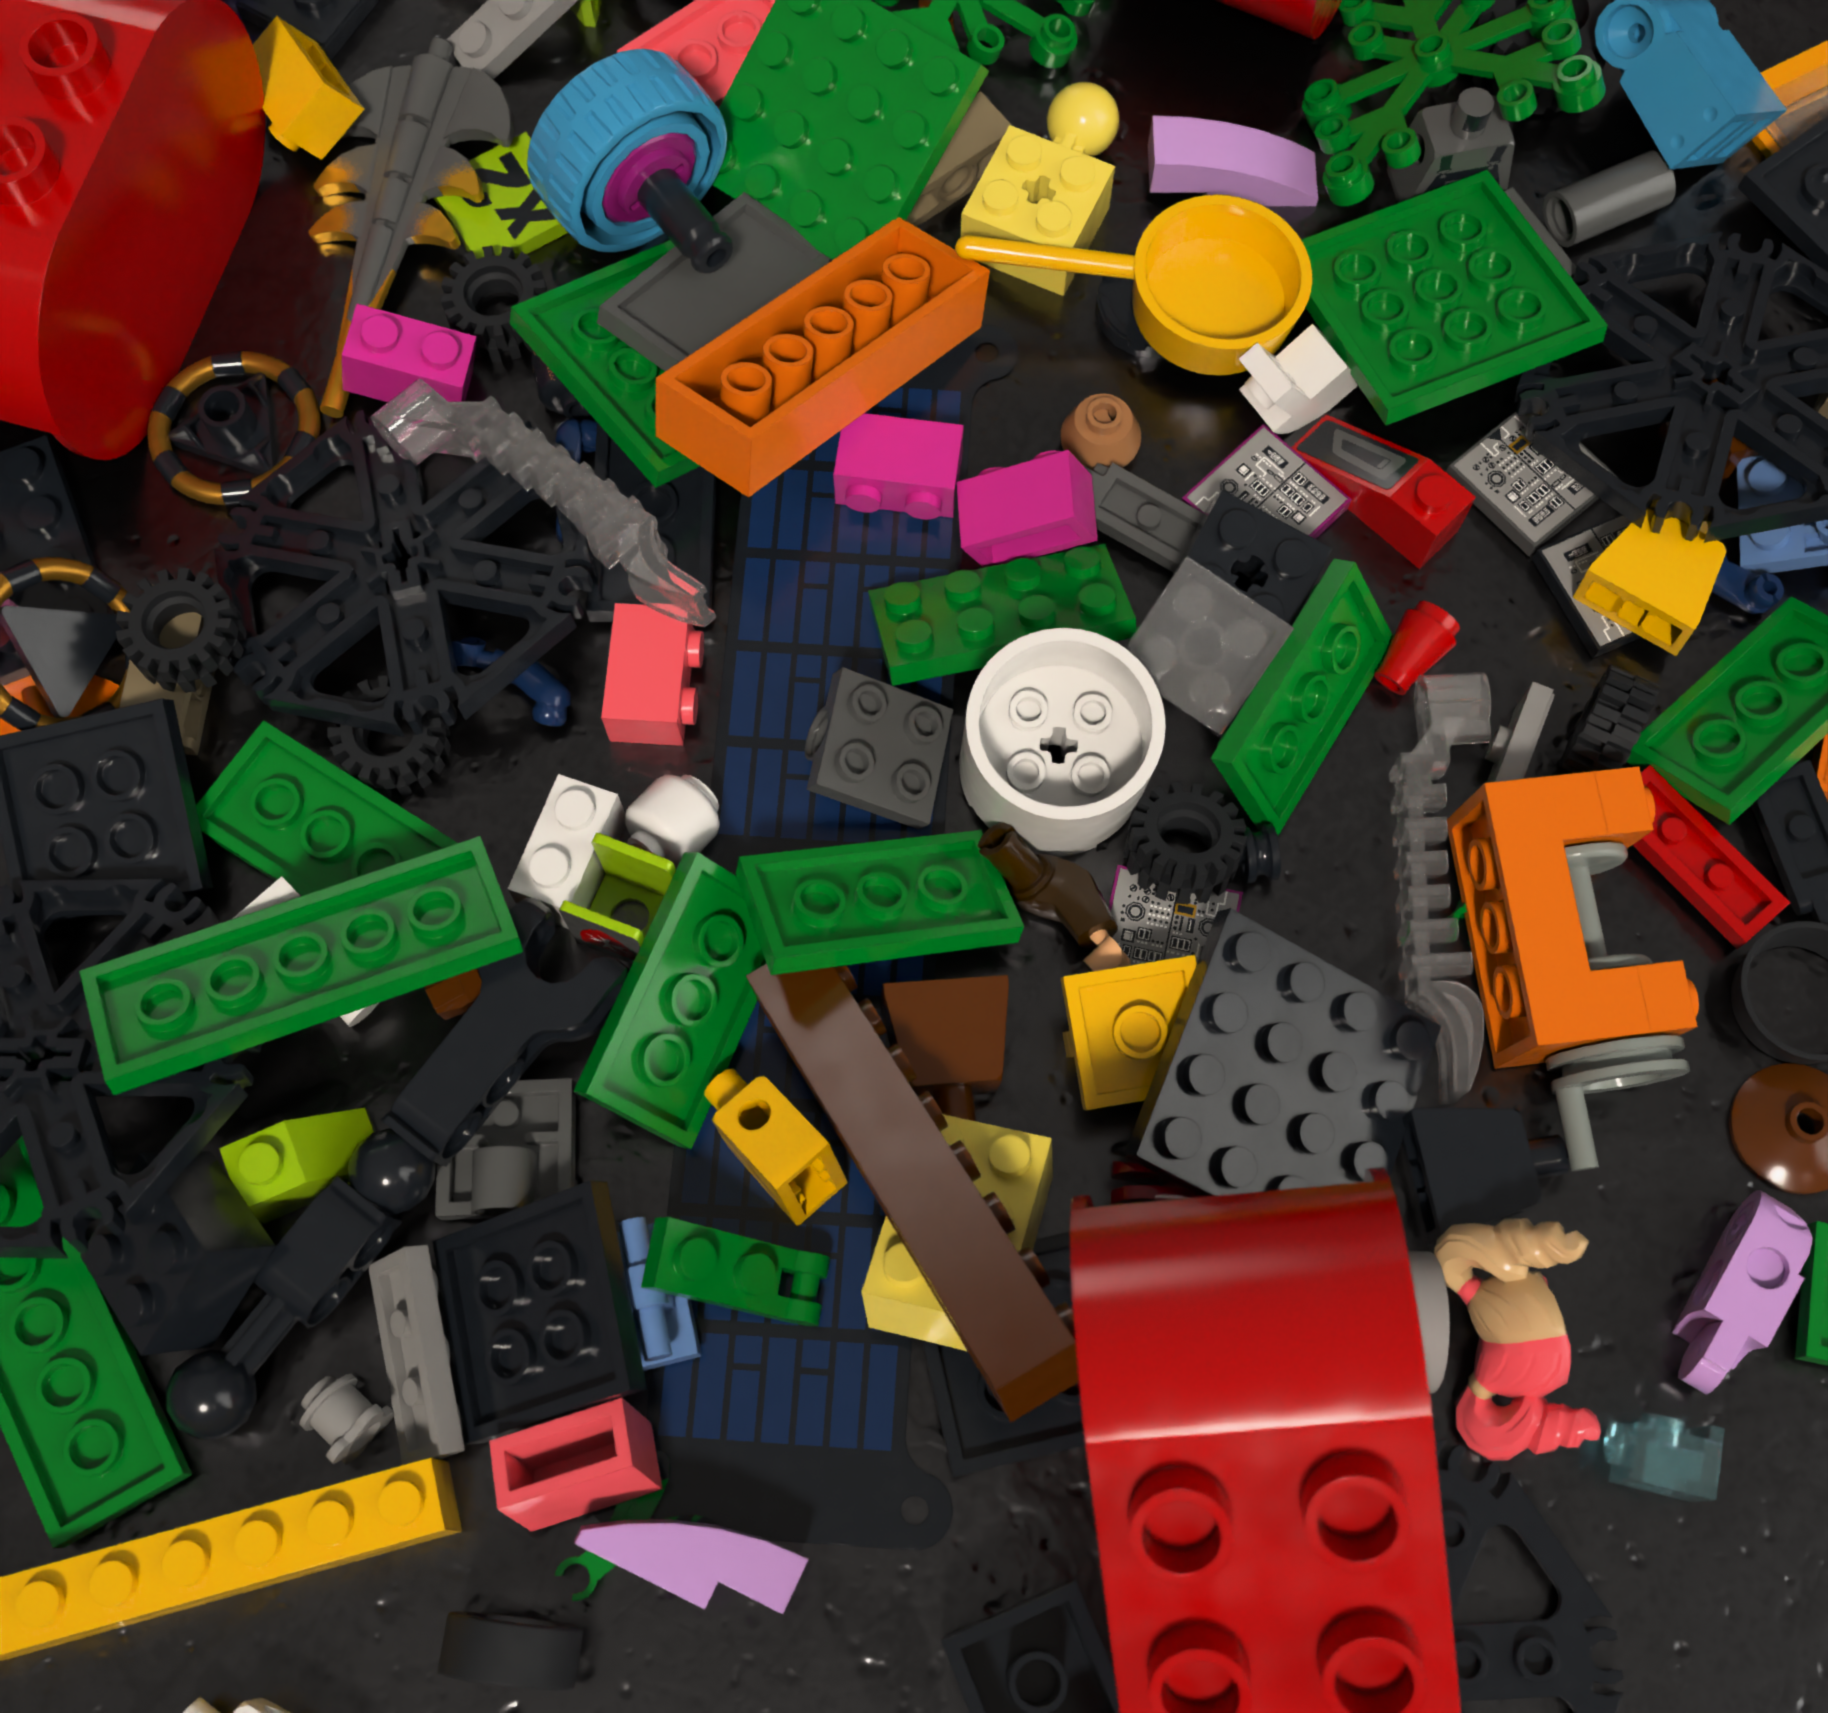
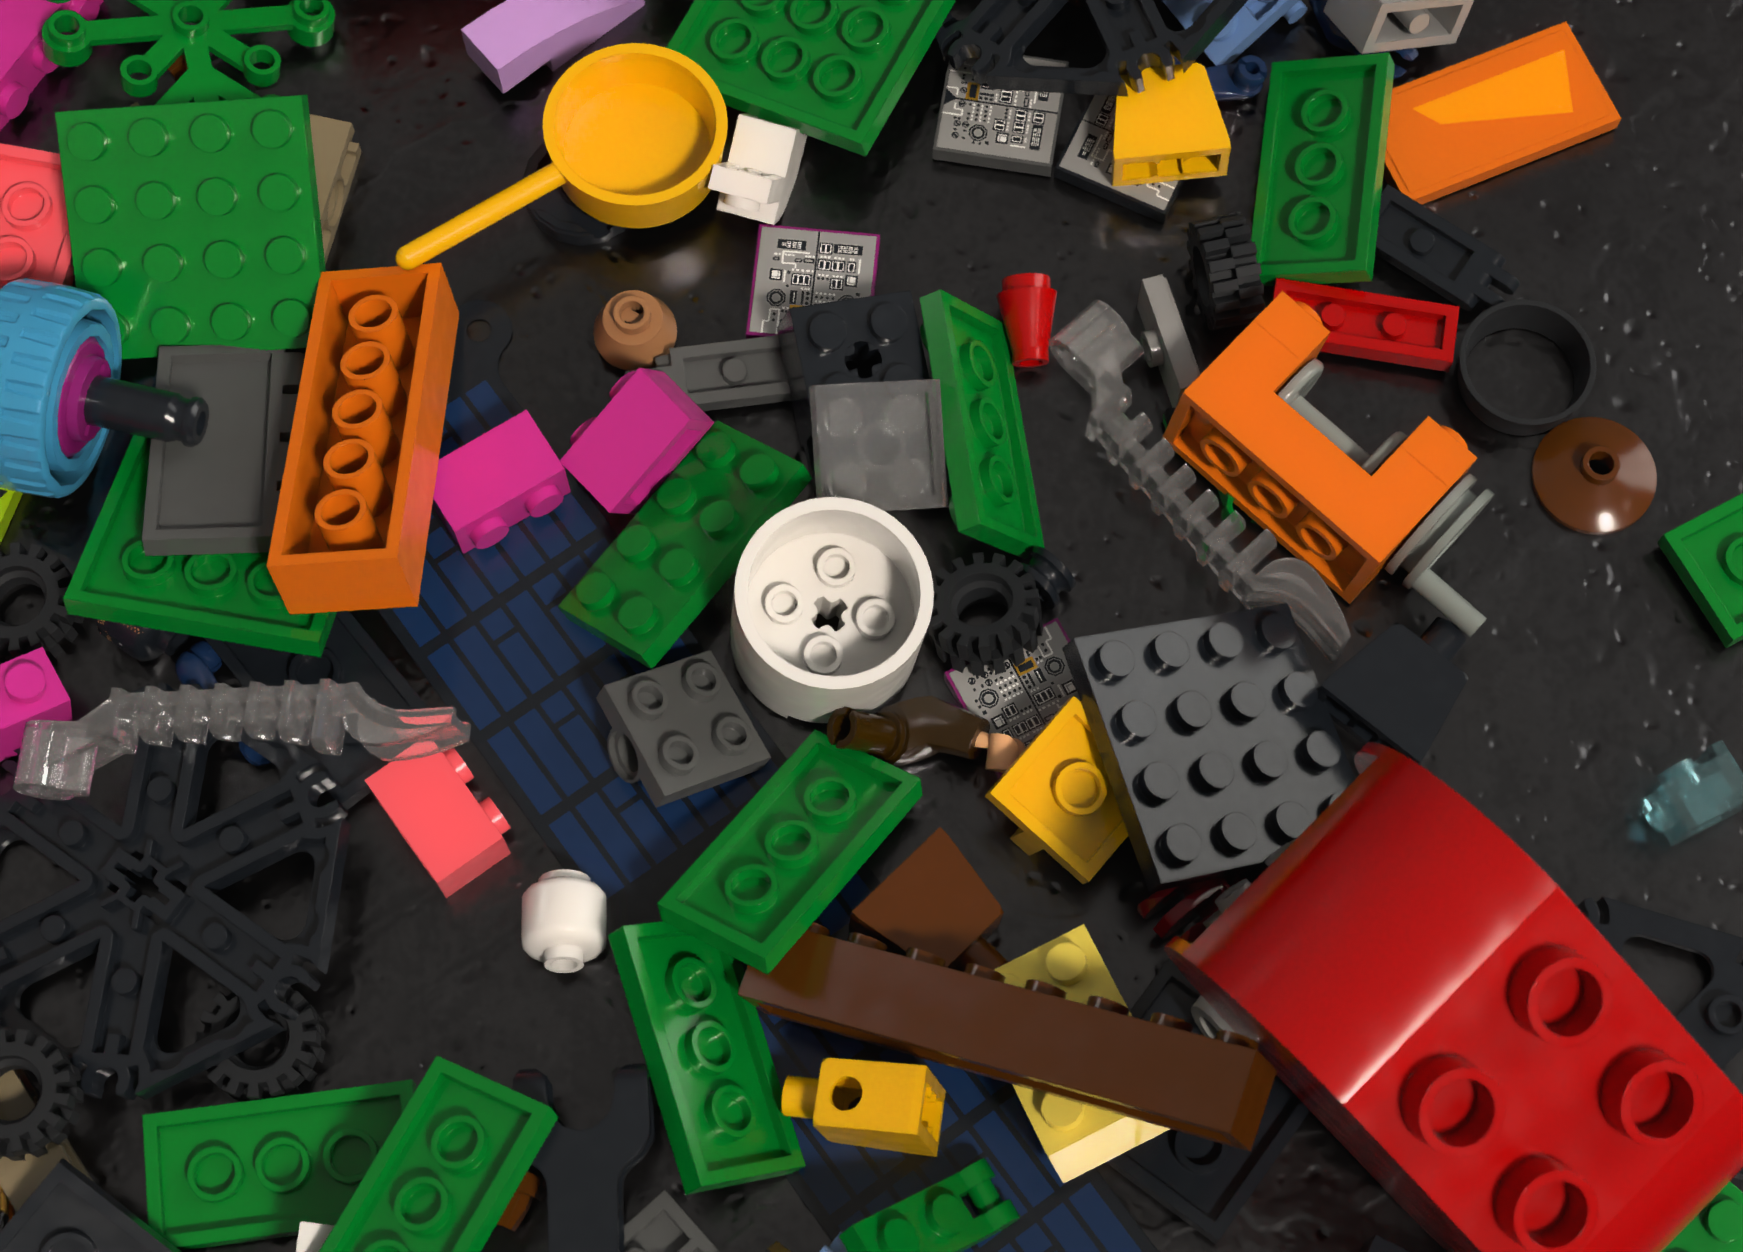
camera: 40 degrees left, 0 degrees up
(535, 681) = (356, 897): dark blue arm -> none
(559, 854) = (501, 1010): white brick -> none
(629, 876) = (569, 991): lime piece -> none
(1046, 187) = (420, 158): light yellow brick -> none
(1390, 487) = (902, 201): red slope -> none
(1521, 1337) = (1532, 787): hair -> none
(1742, 1289) = (1653, 627): lavender piece -> none

